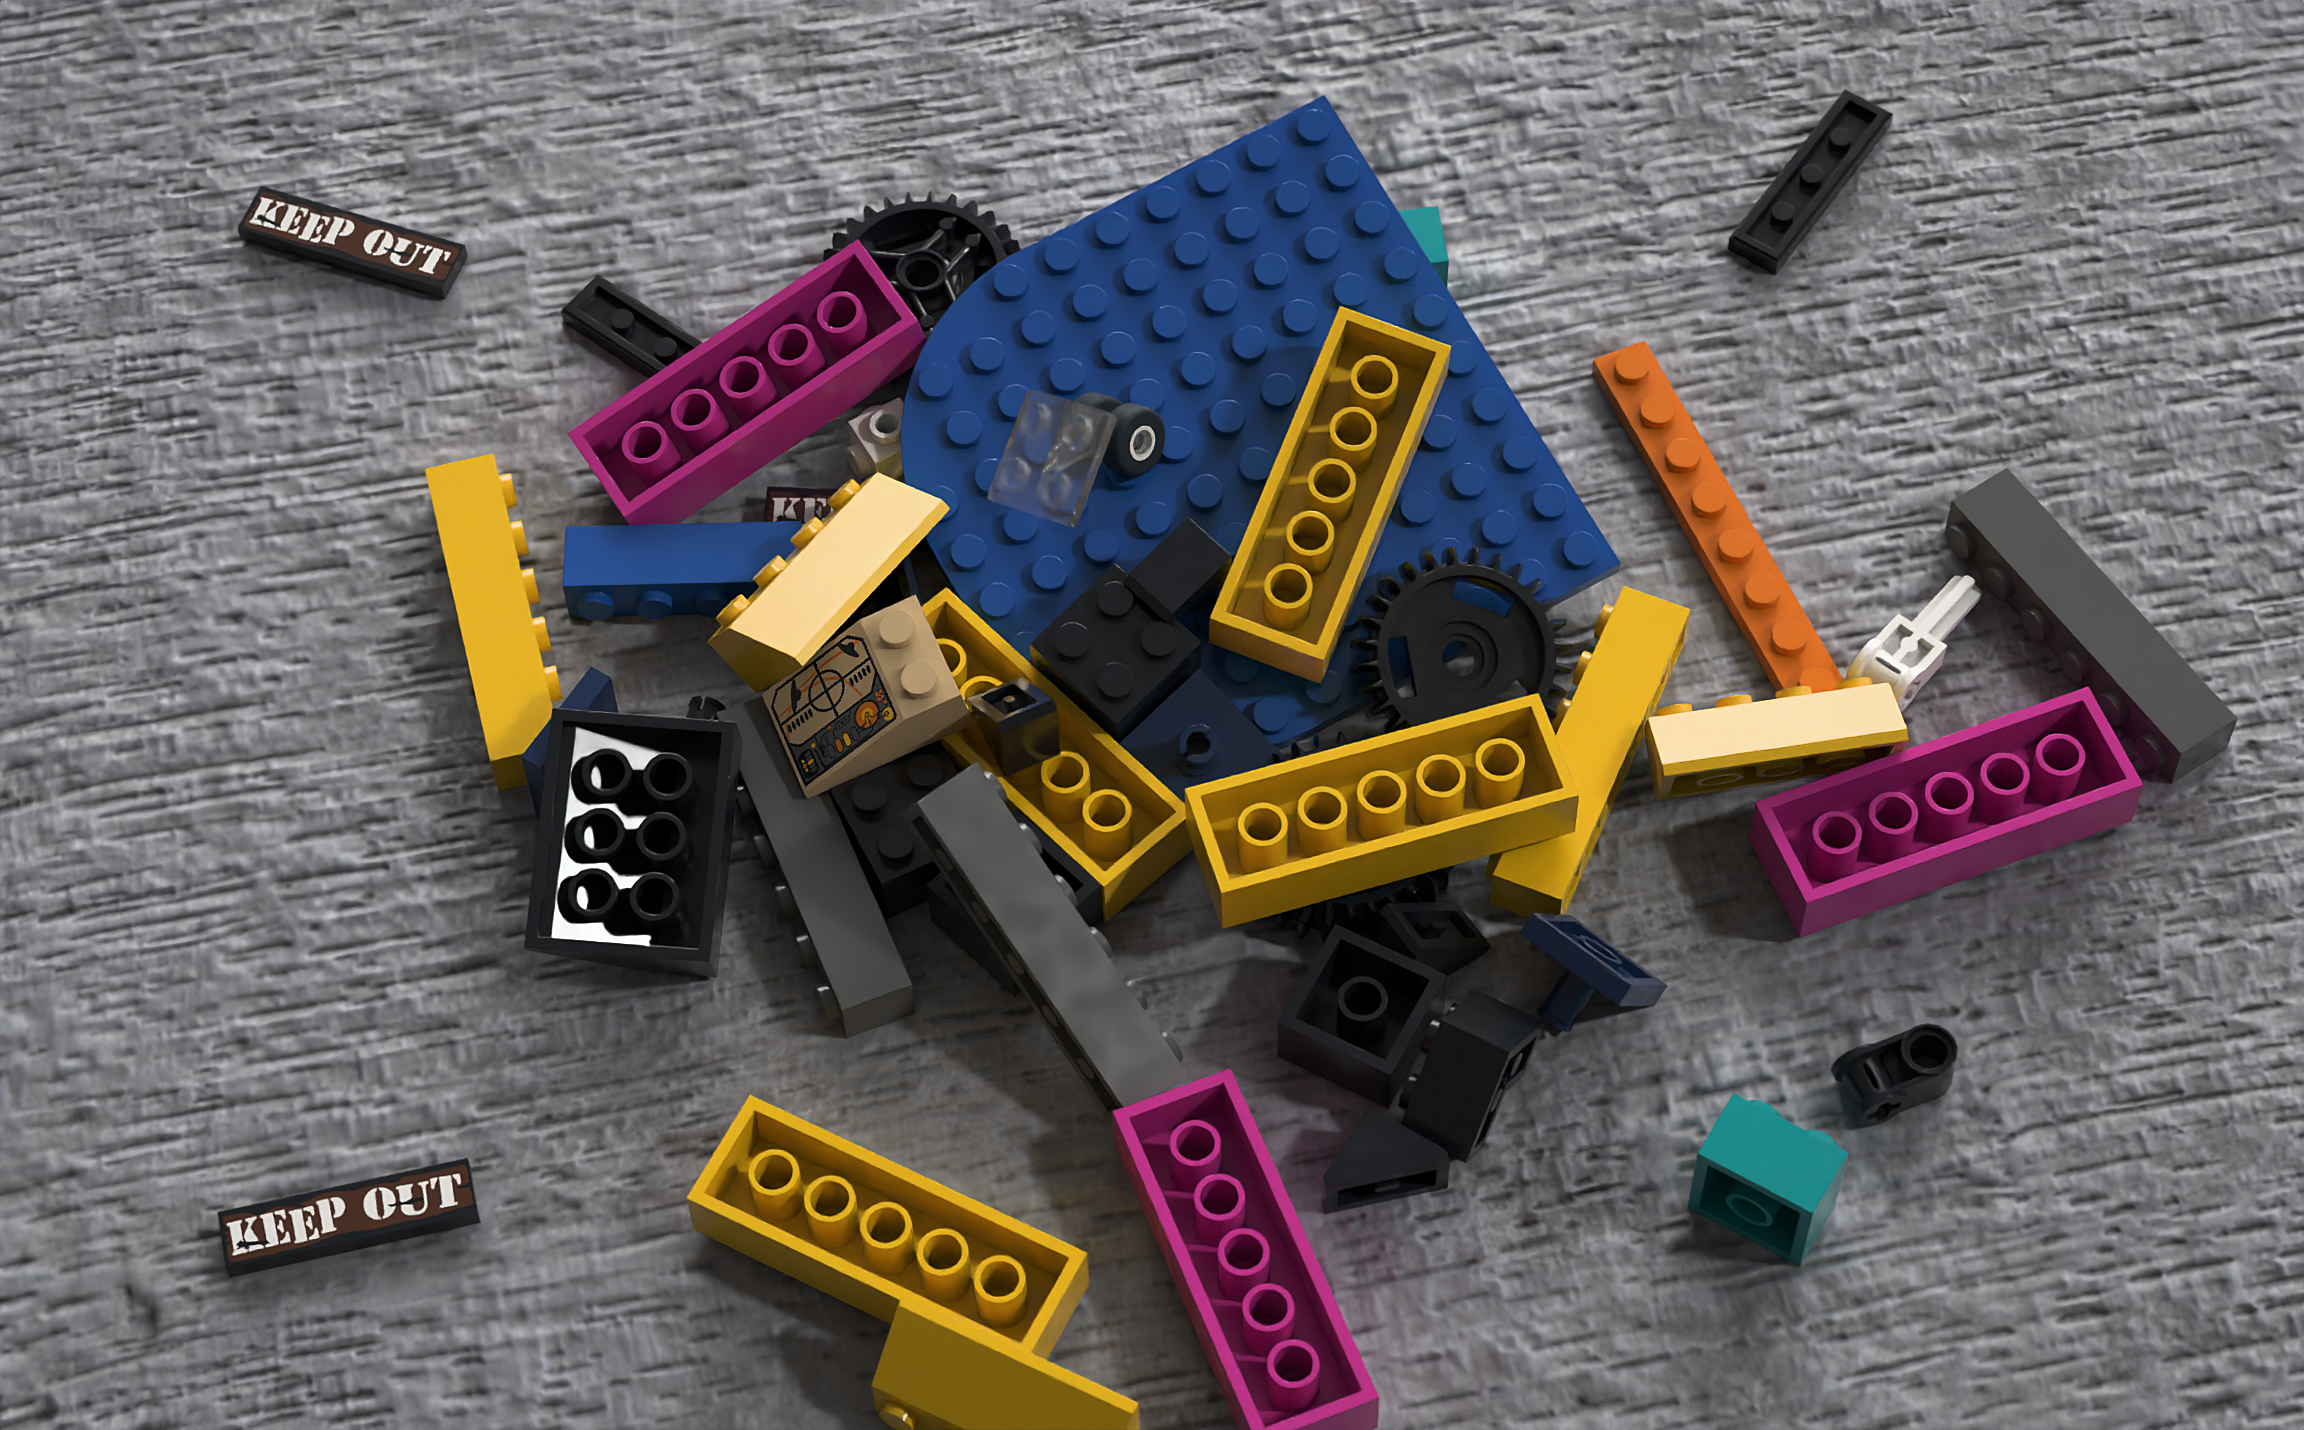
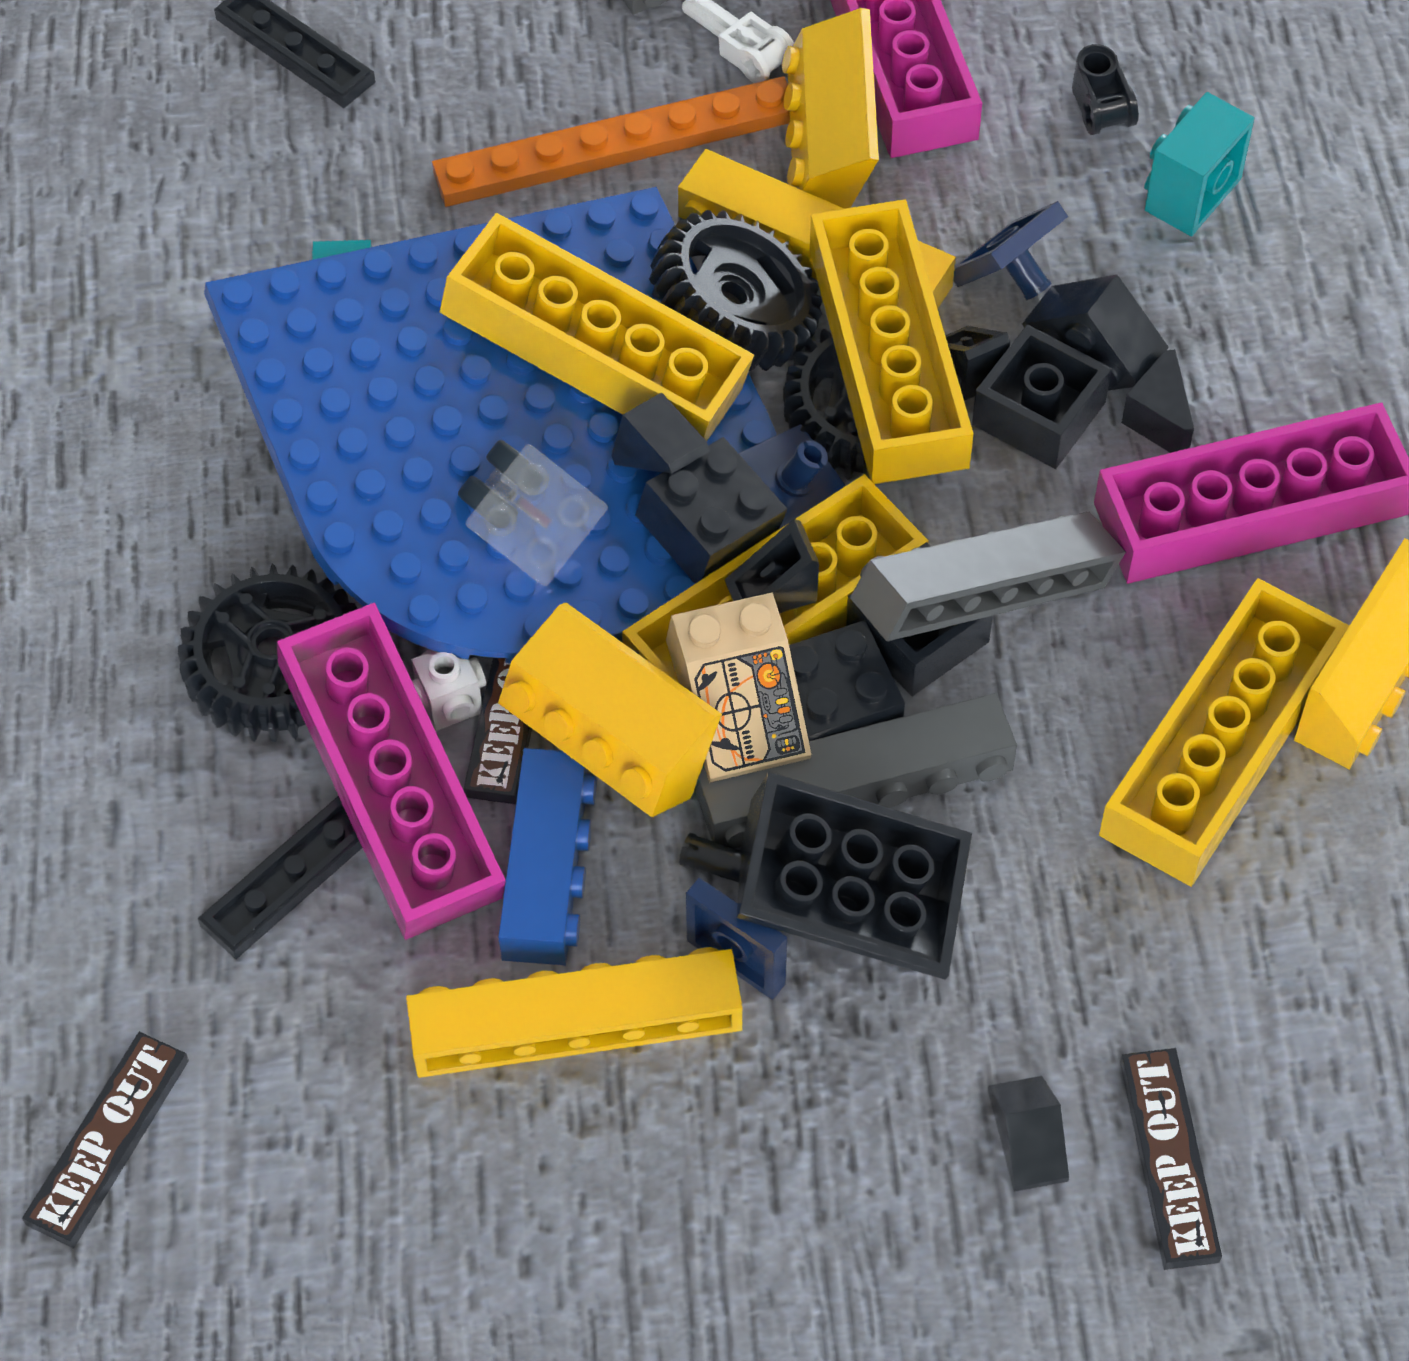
camera: 85 degrees left, 0 degrees up
(377, 1068) = (1030, 1132): none -> black slope

